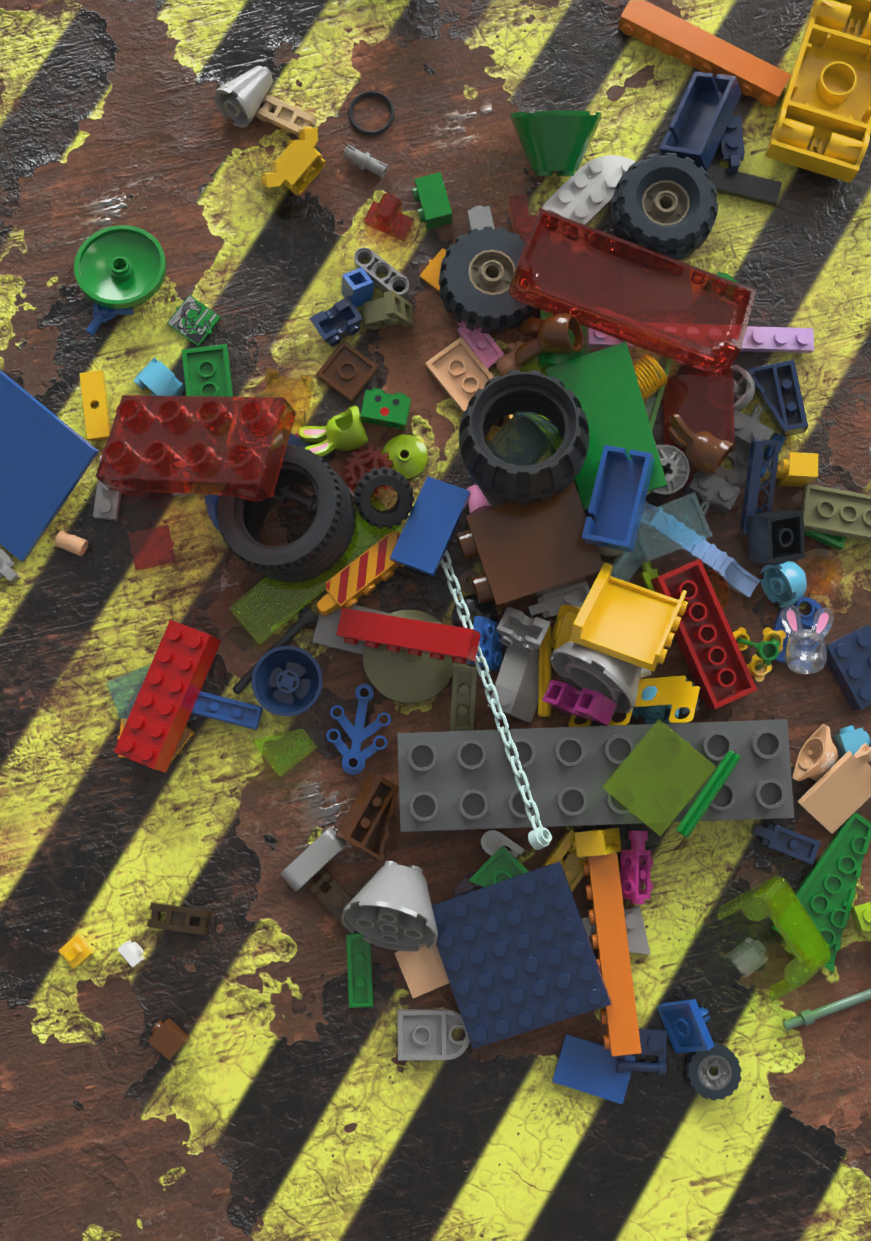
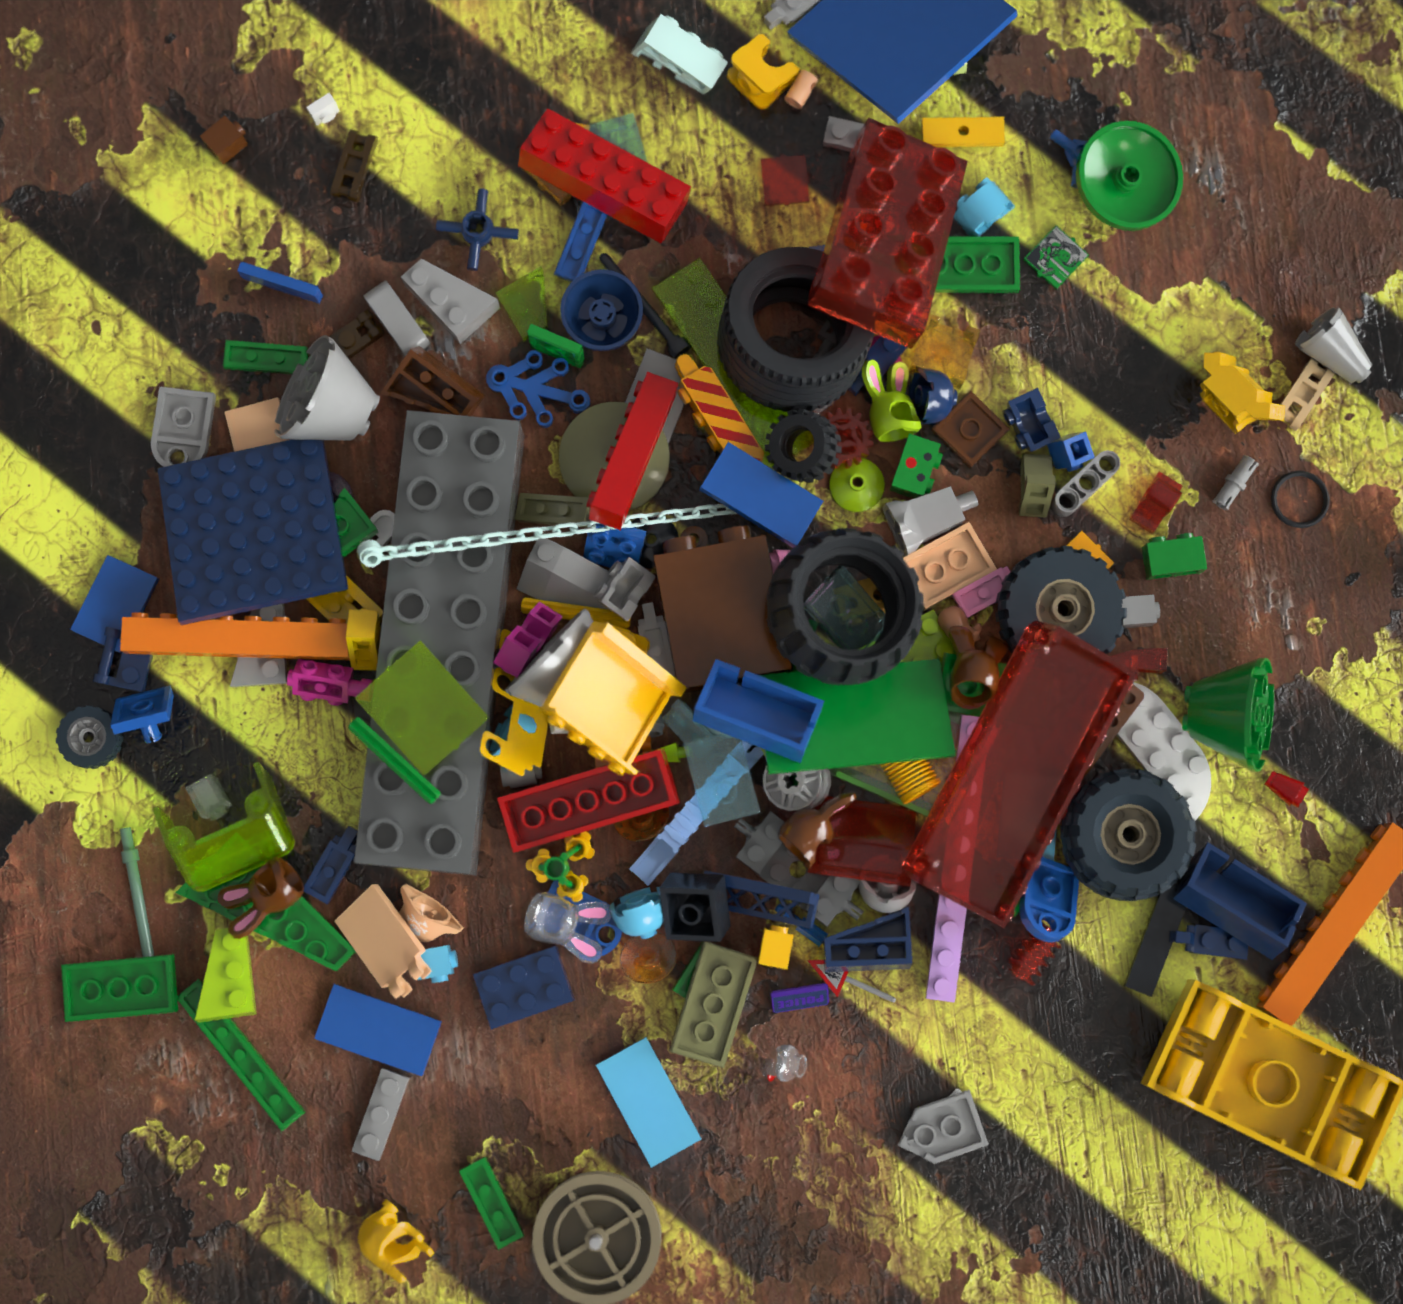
camera: 95 degrees right, 0 degrees up
(50, 646) = (681, 53): none -> light aqua wedge
(64, 582) = (757, 79): none -> yellow piece
(76, 951) = (335, 51): yellow tile -> none
(220, 808) = (470, 222): none -> dark blue bar
(290, 816) = (449, 299): none -> light grey wedge
(292, 967) = (280, 282): none -> blue tile
(322, 716) = (555, 345): none -> green tile
(325, 402) = (932, 395): none -> dark blue cylinder
(427, 395) = (926, 517): none -> light grey piece
(604, 97) = (1287, 788): none -> red cone
(726, 259) = (1051, 898): none -> blue tile
(765, 272) = (1032, 957): none -> clear red piece
(812, 422) = (836, 980): none -> piece
(823, 888) = (271, 891): none -> reddish brown piece
(826, 449) = (799, 997): none -> slope

